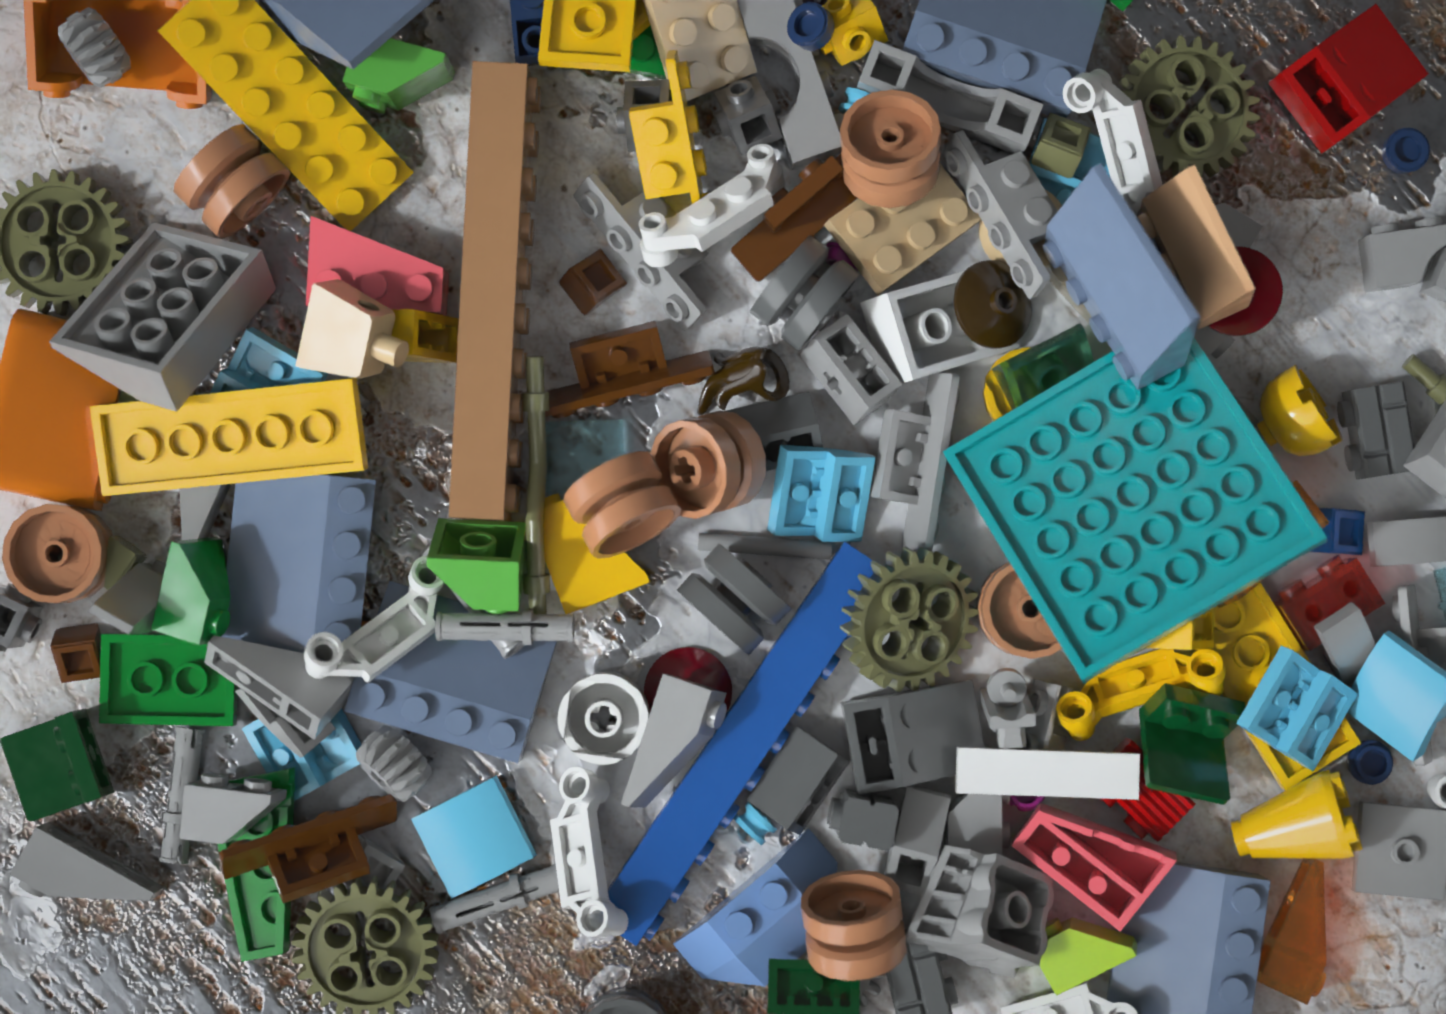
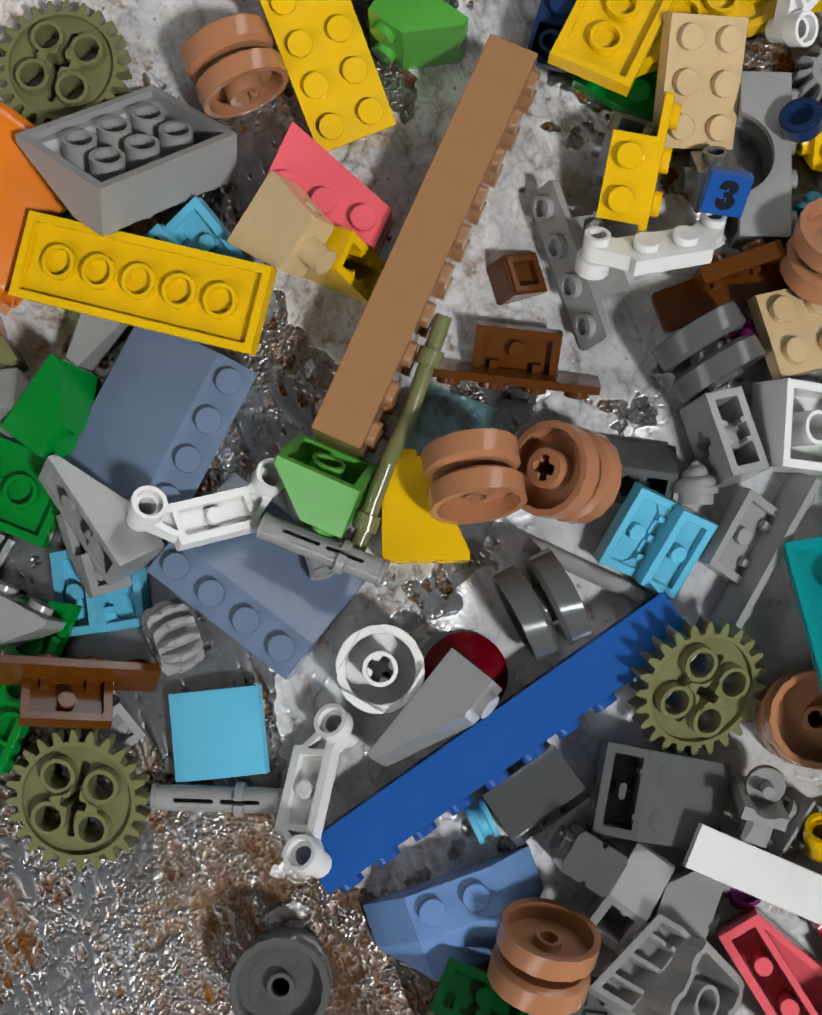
camera: 25 degrees right, 5 degrees down
(742, 373) = (623, 404): dark brown piece -> none
(761, 128) = (725, 191): none -> blue tile
(840, 427) = (694, 485): none -> light grey plate

